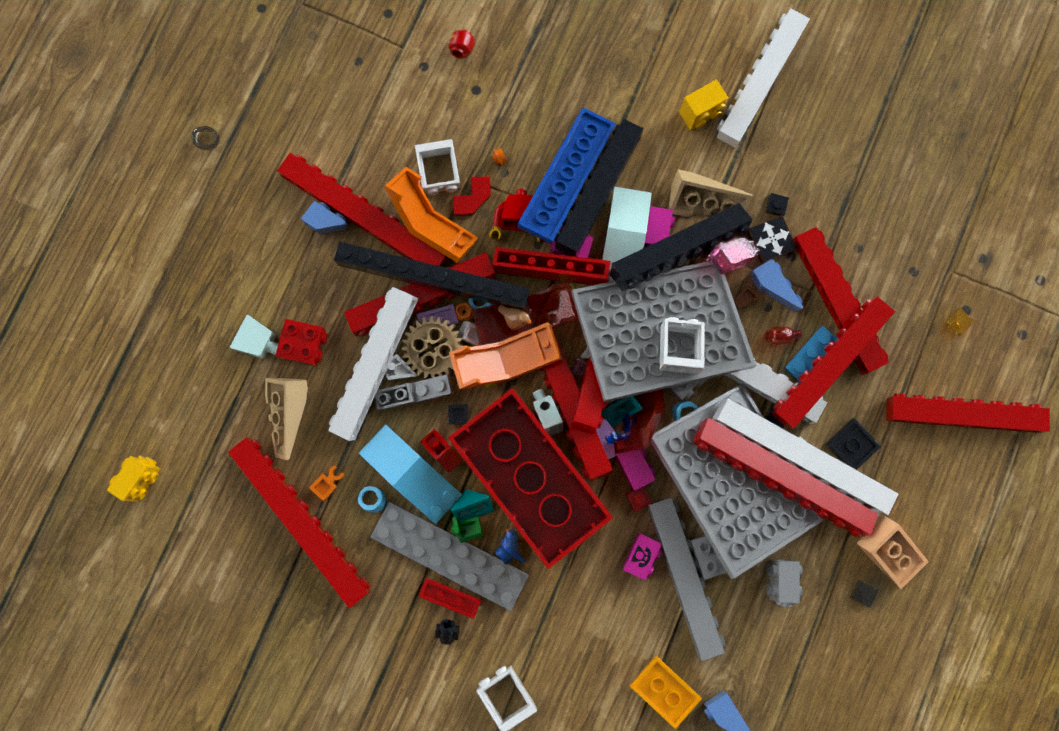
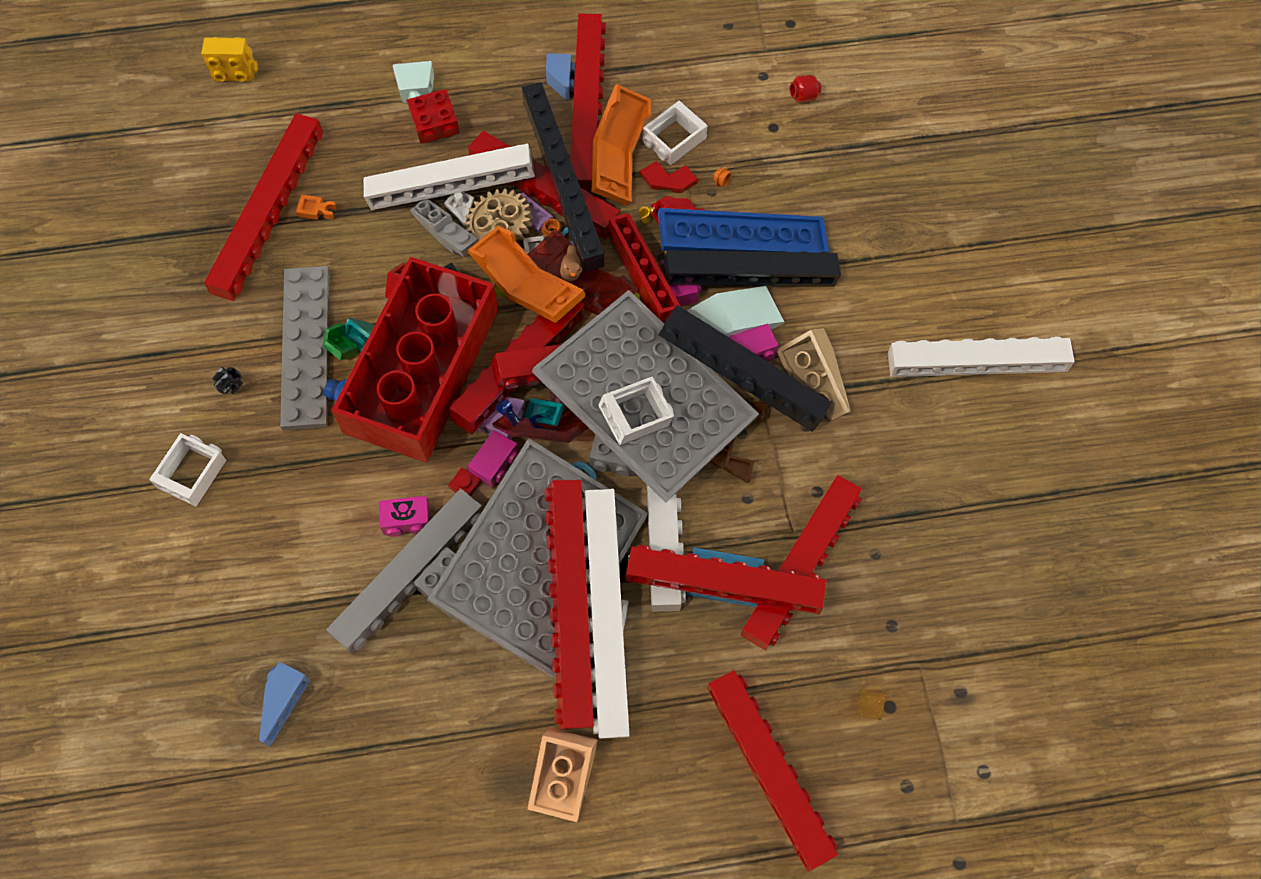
camera: 60 degrees right, 15 degrees down
(287, 403) = (375, 135): tan wedge -> none
(378, 506) = (321, 260): medium azure piece -> none
(410, 474) = (362, 269): medium azure windscreen -> none
(450, 598) = (263, 367): red plate -> none
(548, 418) = (493, 342): light aqua torso -> none
(665, 691) = (275, 618): light orange plate -> none
(703, 105) = (905, 313): yellow brick -> none
(733, 254) = (774, 425): clear pink brick -> none
(772, 239) = (820, 461): black tile -> none
(773, 284) = (773, 482): medium blue slope -> none
(777, 204) = (860, 446): black plate -> none
(781, 335) = (726, 525): clear red plant -> none
(784, 582) = (458, 667): light grey brick -> none
(853, 444) = (656, 666): black tile -> none
(864, 593) = (498, 770): clear smoke plate -> none

